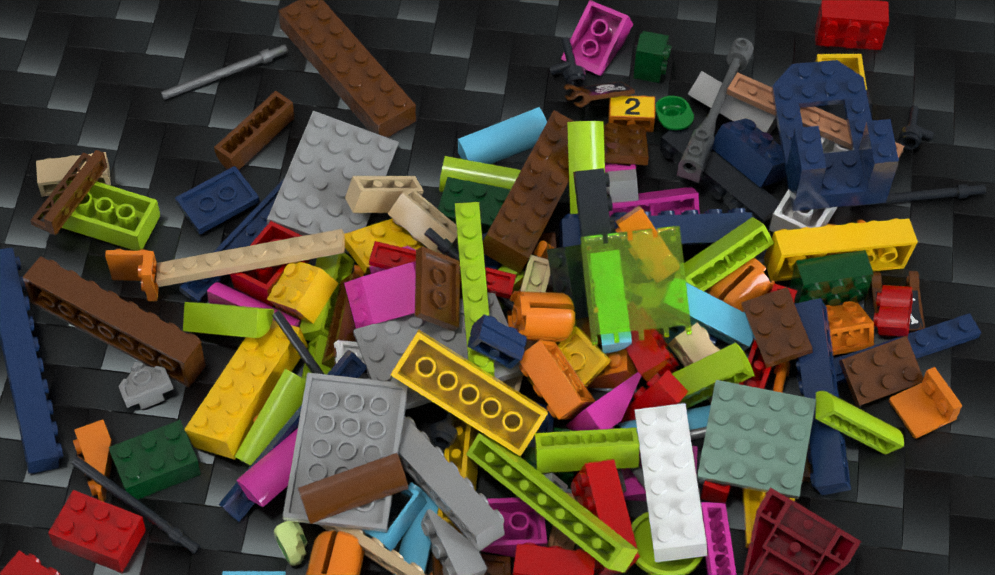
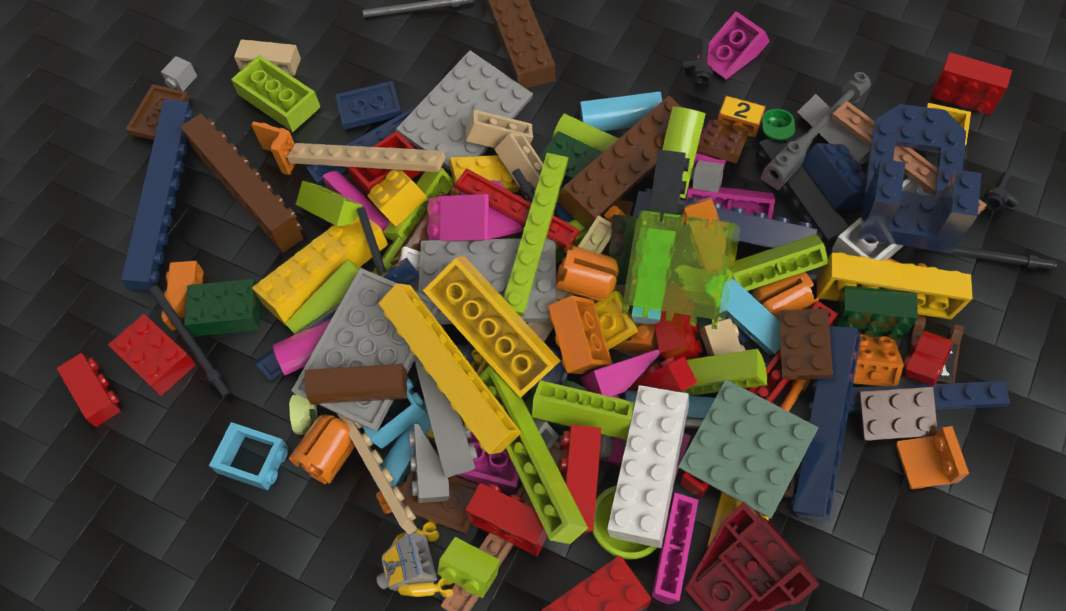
camera: 25 degrees right, 5 degrees up
(72, 195) = (250, 69): reddish brown fence -> none
(145, 385) = (245, 242): light grey plate -> none
(255, 131) = (419, 57): reddish brown brick -> none
(437, 288) = (499, 223): reddish brown plate -> none
(444, 443) = (449, 369): none -> yellow brick
(497, 341) = (533, 285): dark blue brick -> none
(598, 92) = (718, 91): reddish brown flag -> none
(650, 57) = (774, 72): dark green brick -> none
(857, 423) = (855, 460): lime brick -> none

